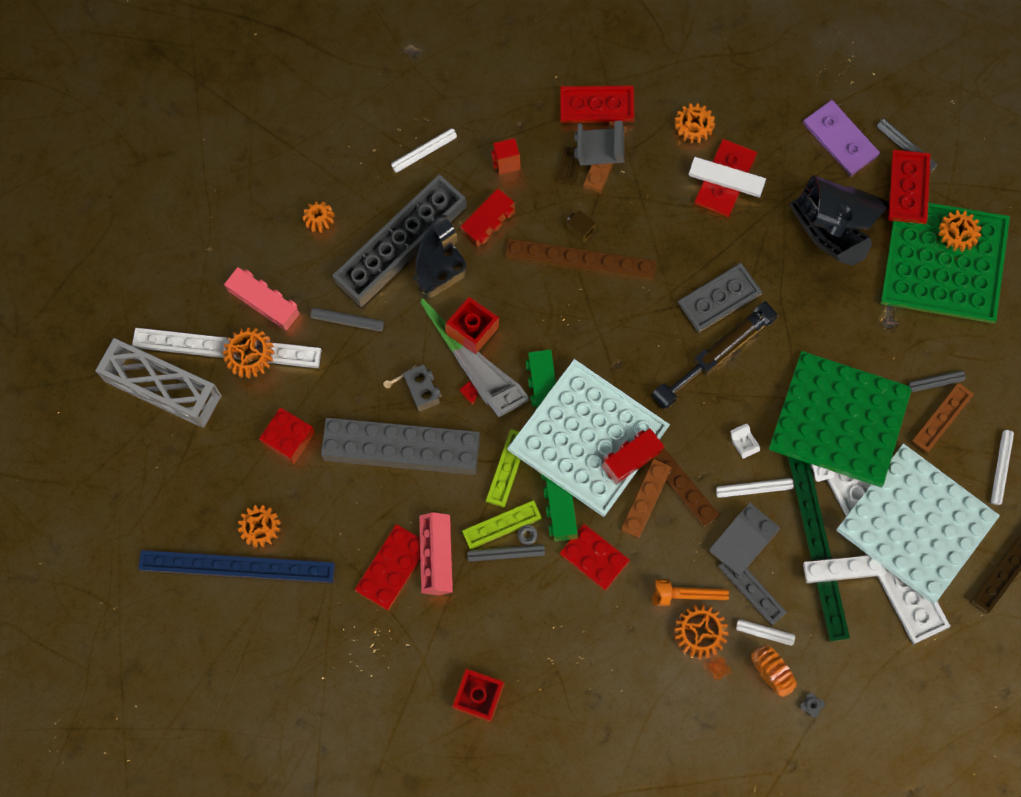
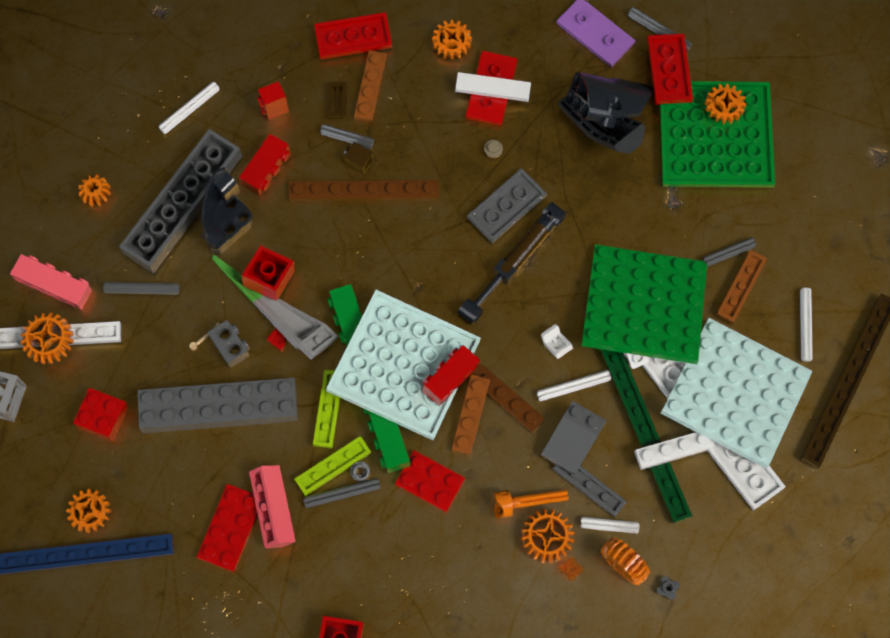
camera: 20 degrees left, 0 degrees up
(573, 203) = (347, 136): none -> dark grey axle
(600, 145) = (363, 75): dark grey panel -> none
(716, 238) = (493, 149): none -> dark tan plate

